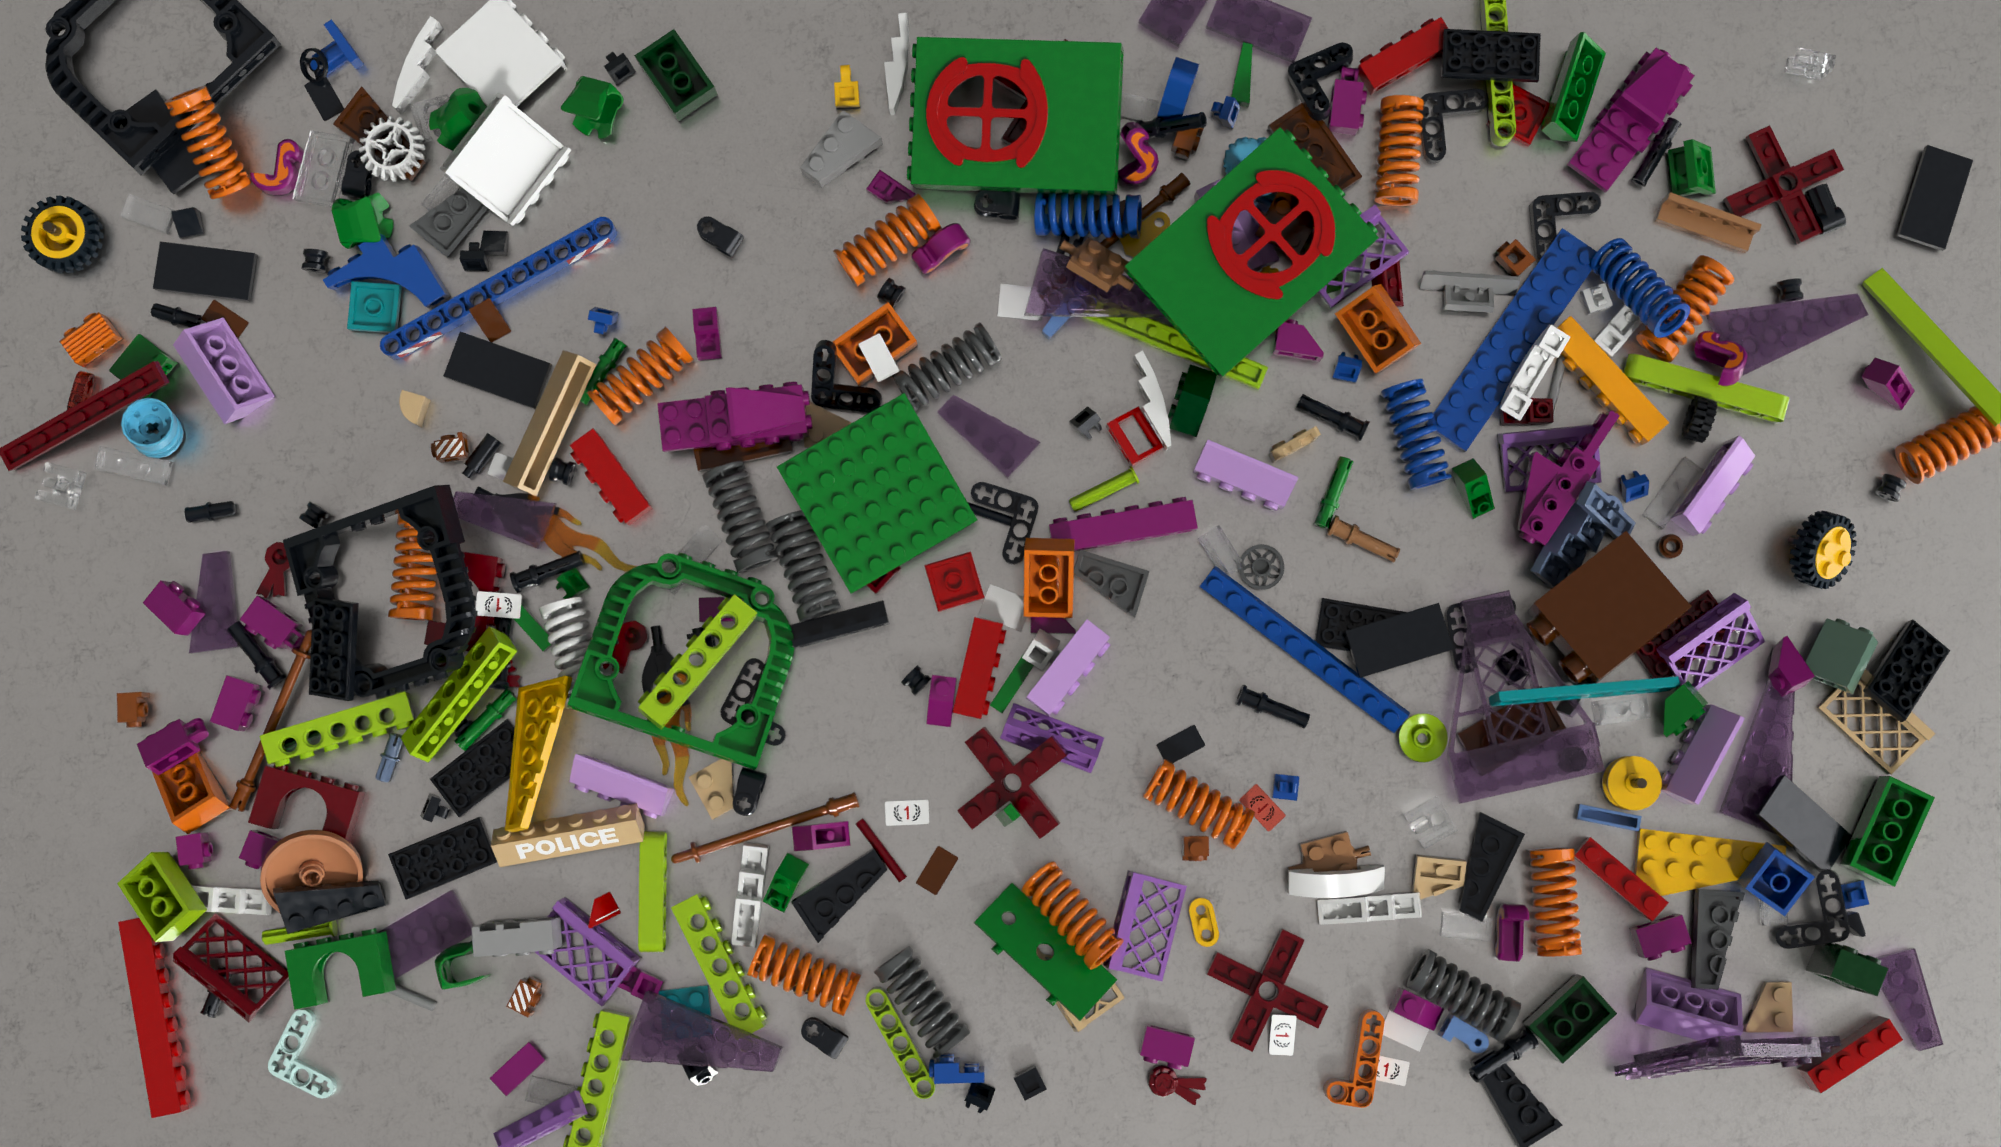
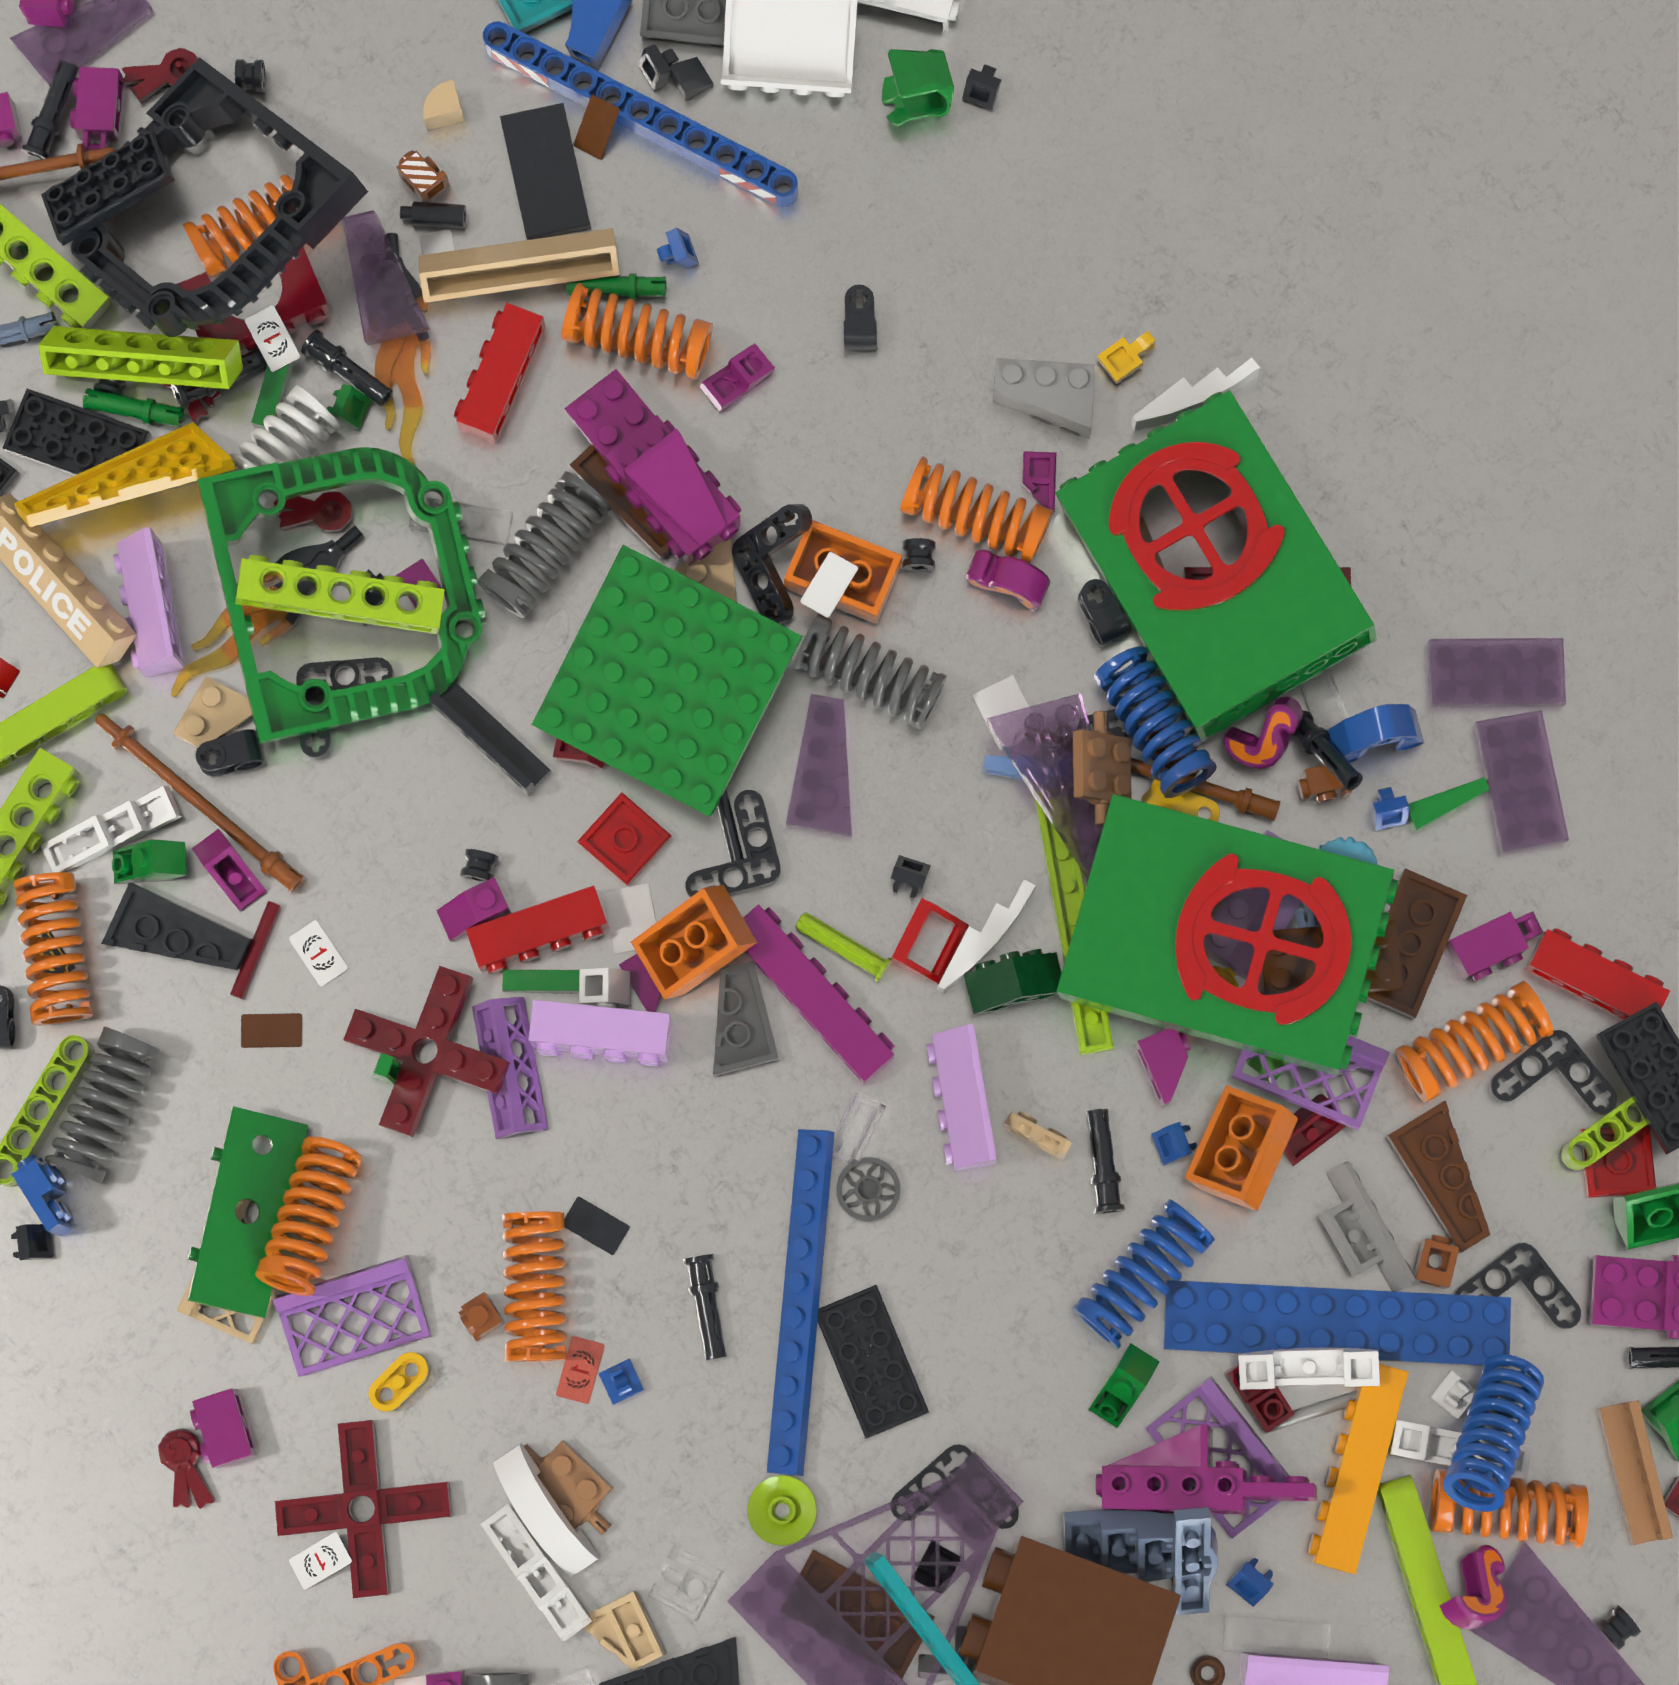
camera: 60 degrees right, 5 degrees down
(562, 471) = (472, 315): black wheel -> none
(676, 74) = (1014, 154): dark green brick -> none
(782, 526) = (561, 597): dark grey piece -> none
(1030, 1083) = (82, 1292): black tile -> none
(1312, 73) = (1502, 881): black beam -> none
(1332, 496) = (1000, 1222): green pin -> none
(1352, 534) = (975, 1274): medium nougat pin -> none
(1399, 640) = (879, 1405): black tile -> none
(1457, 221) = (1436, 1164): none -> reddish brown wing
(1699, 419) = (1383, 1610): black tyre -> none

